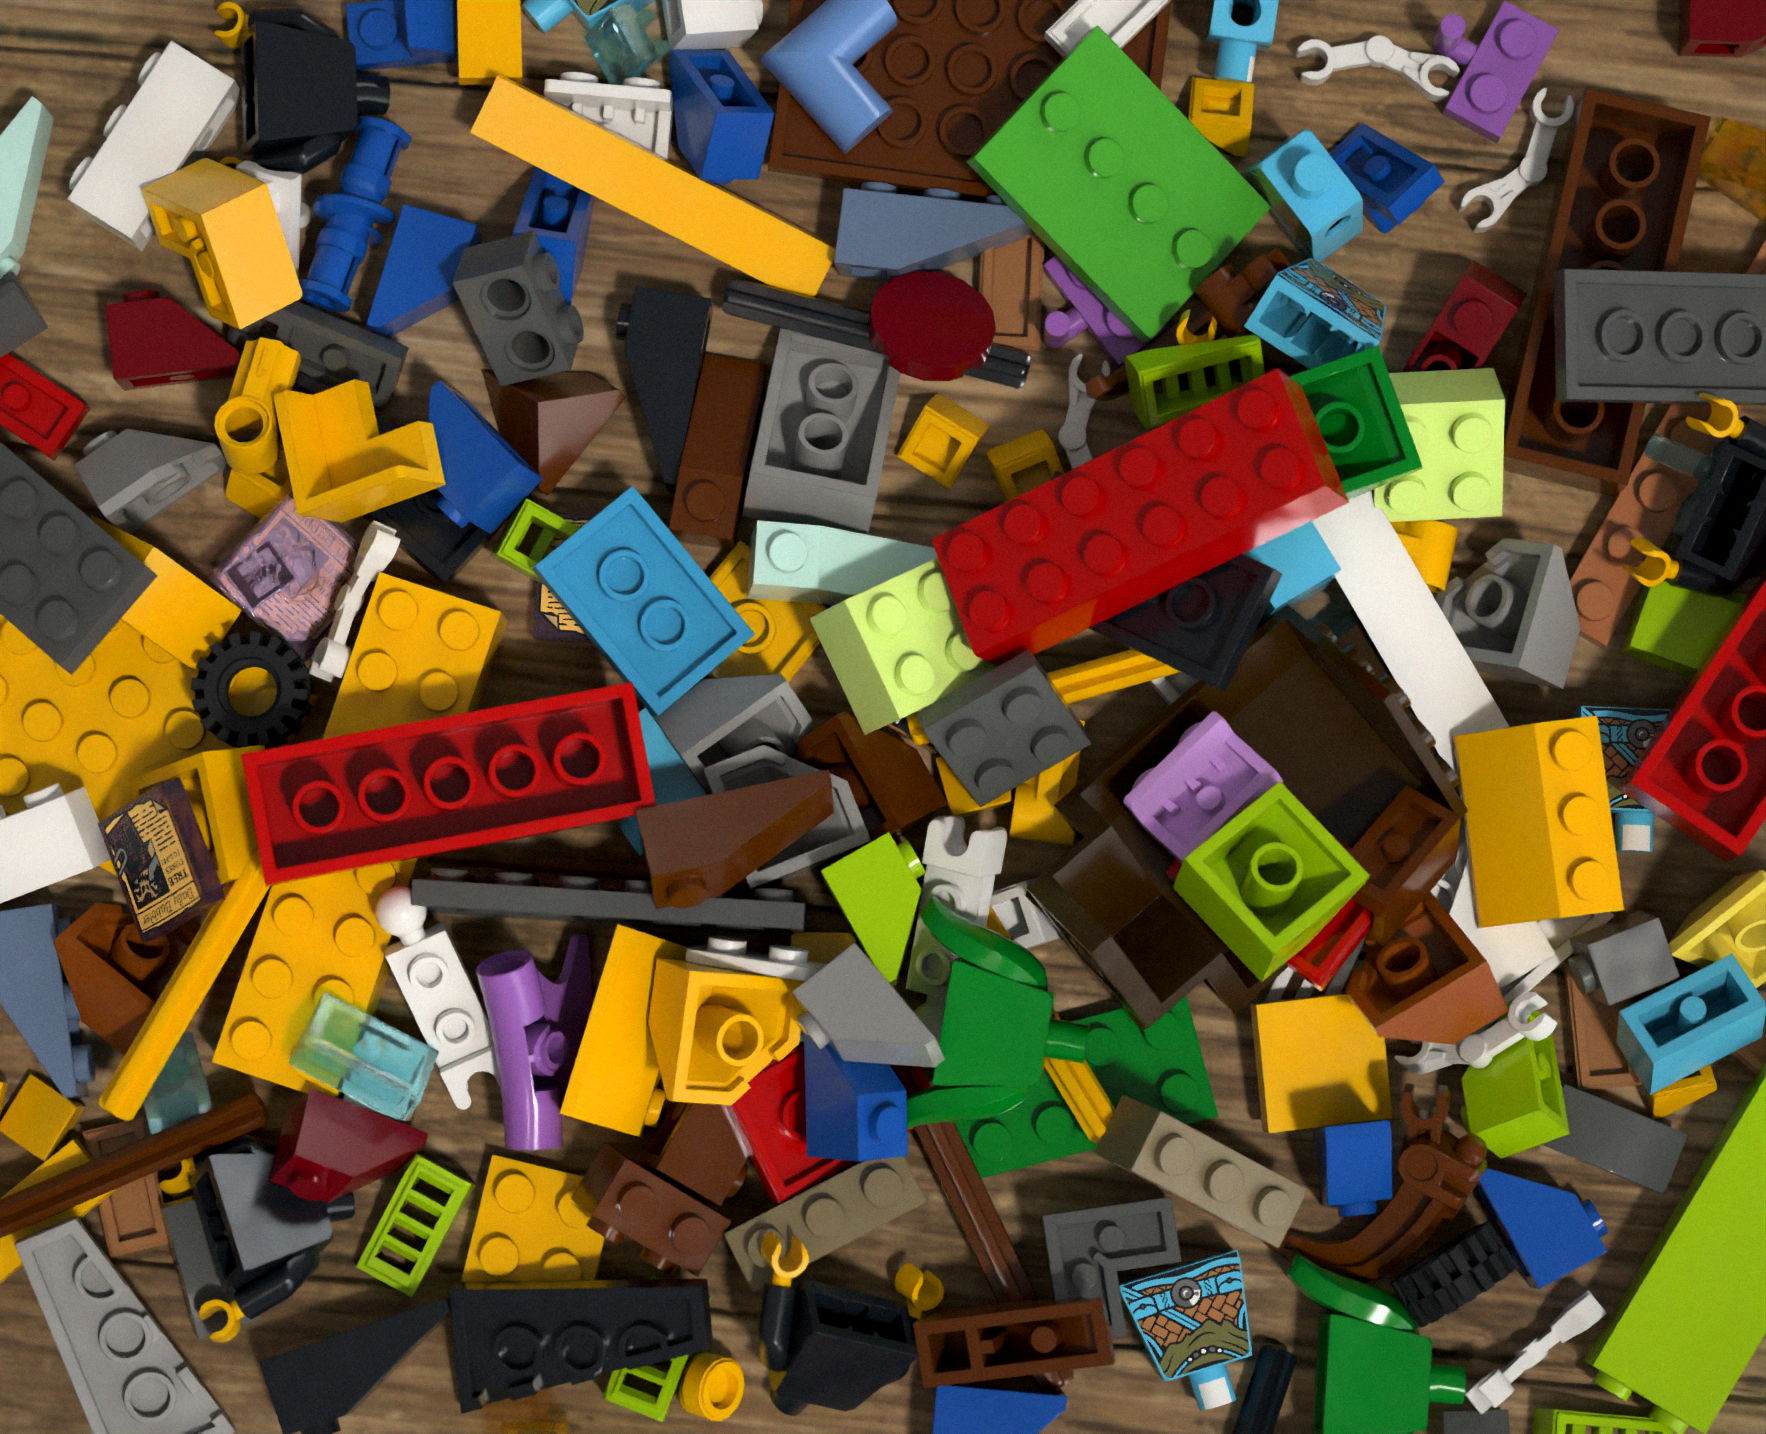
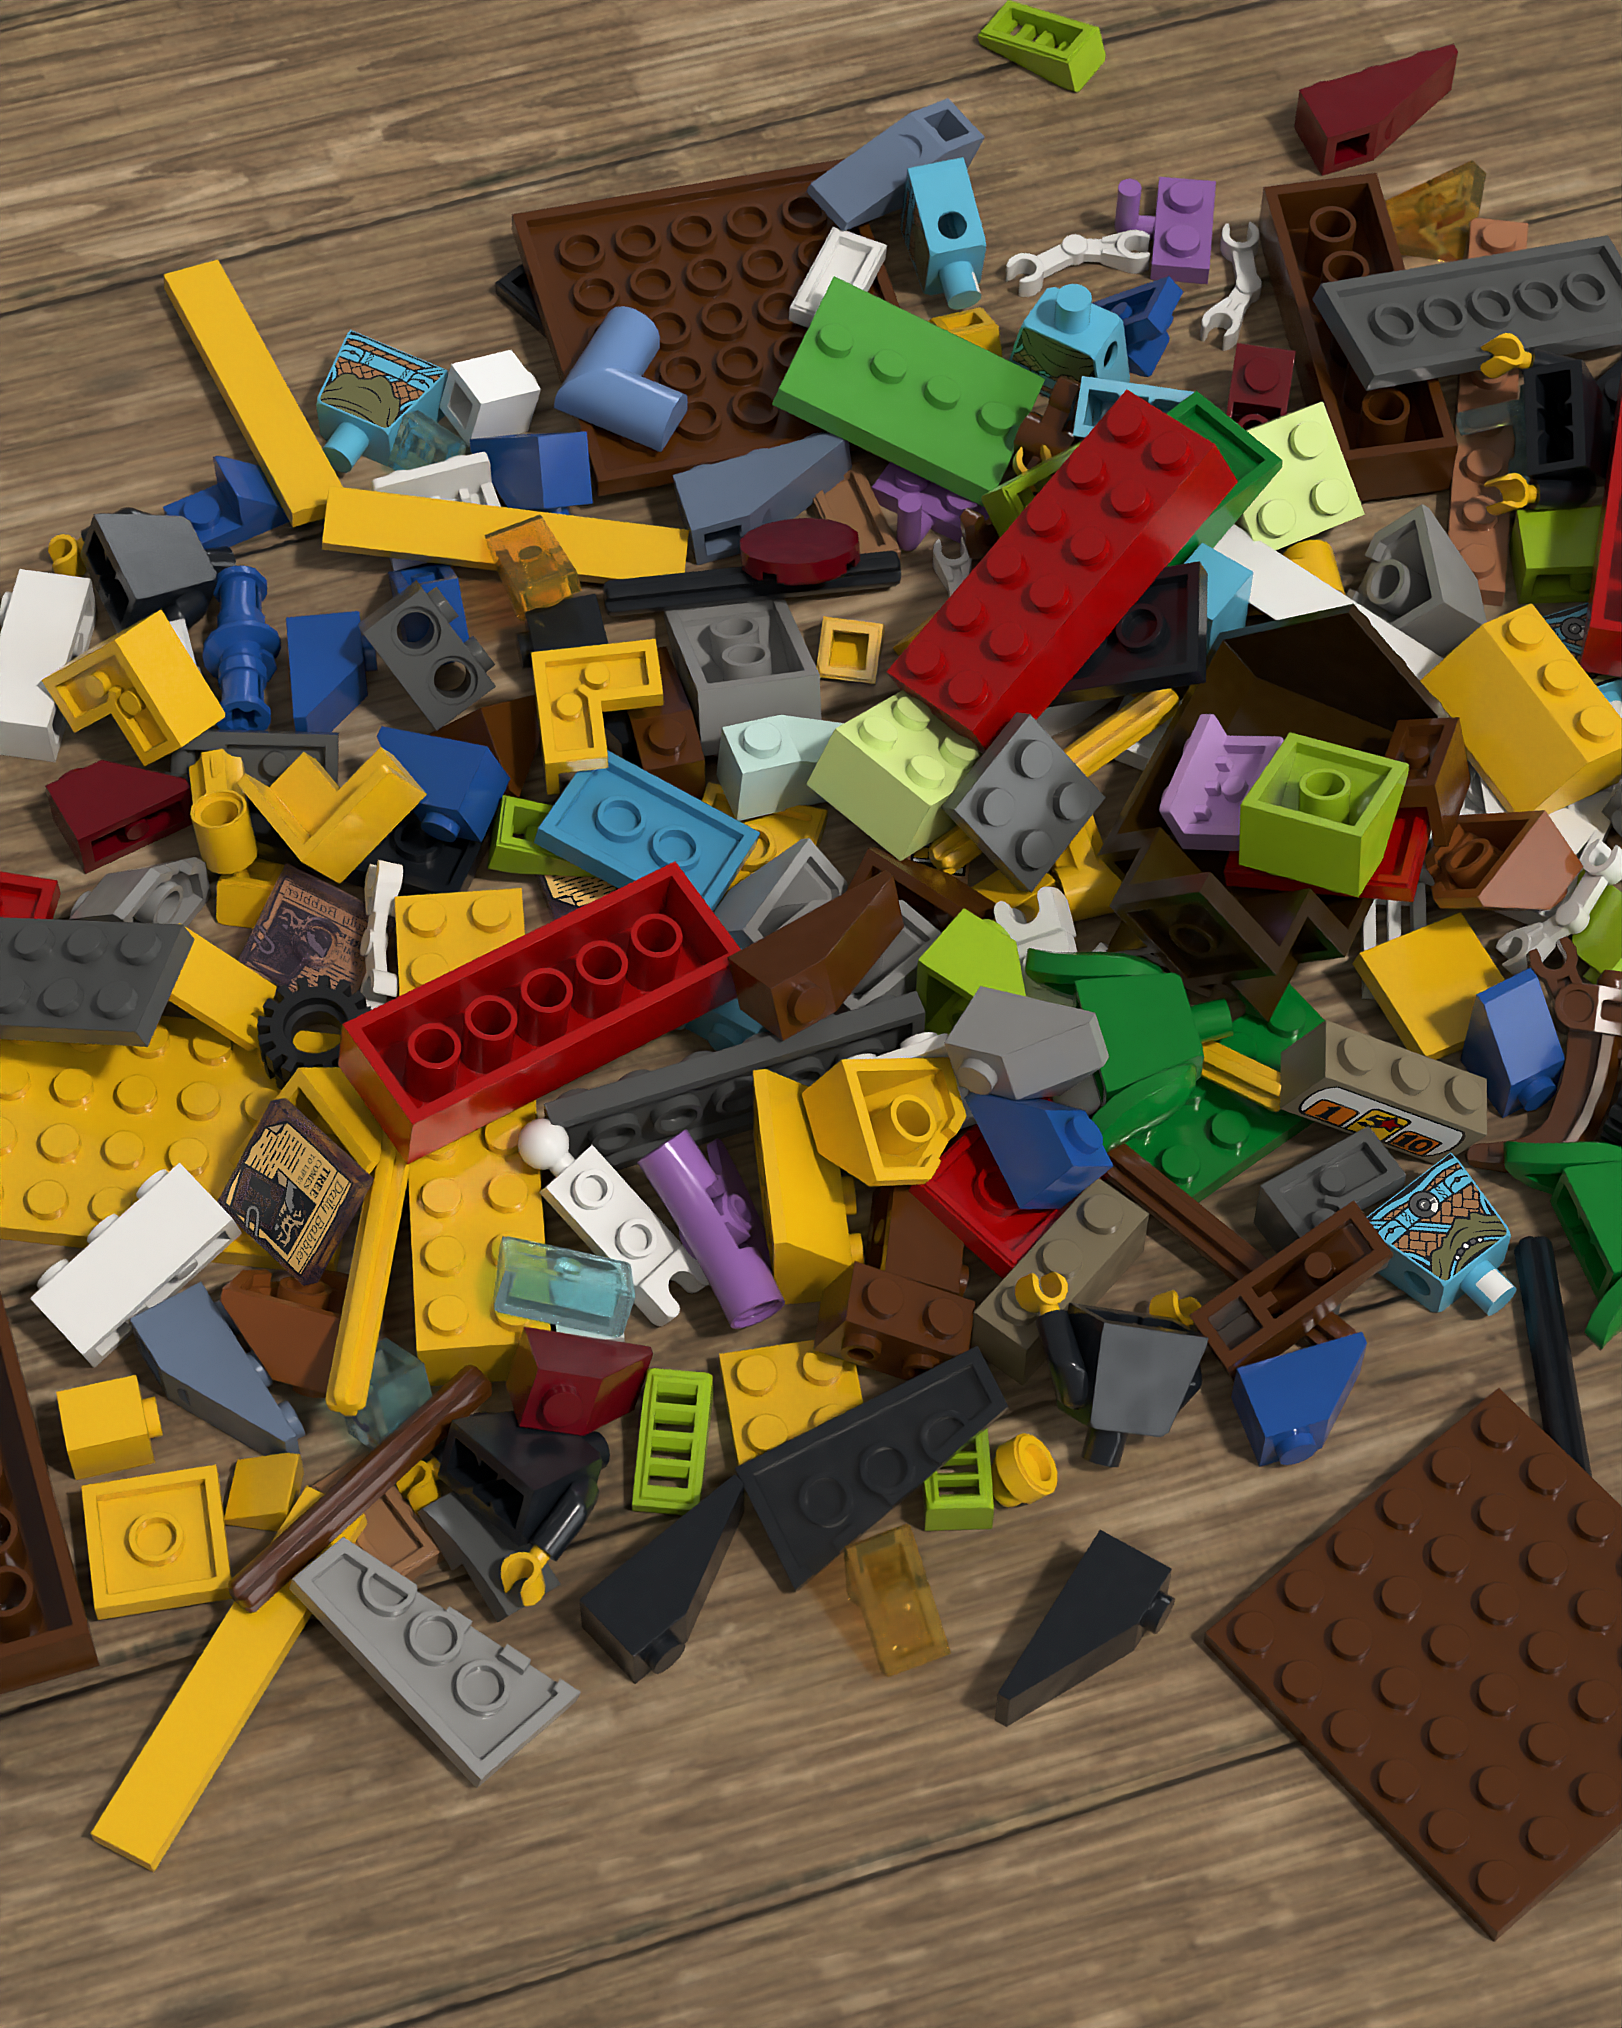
camera: 25 degrees left, 25 degrees down
(627, 431) = (576, 688): none -> yellow panel
(660, 247) = (532, 565): none -> clear yellow slope

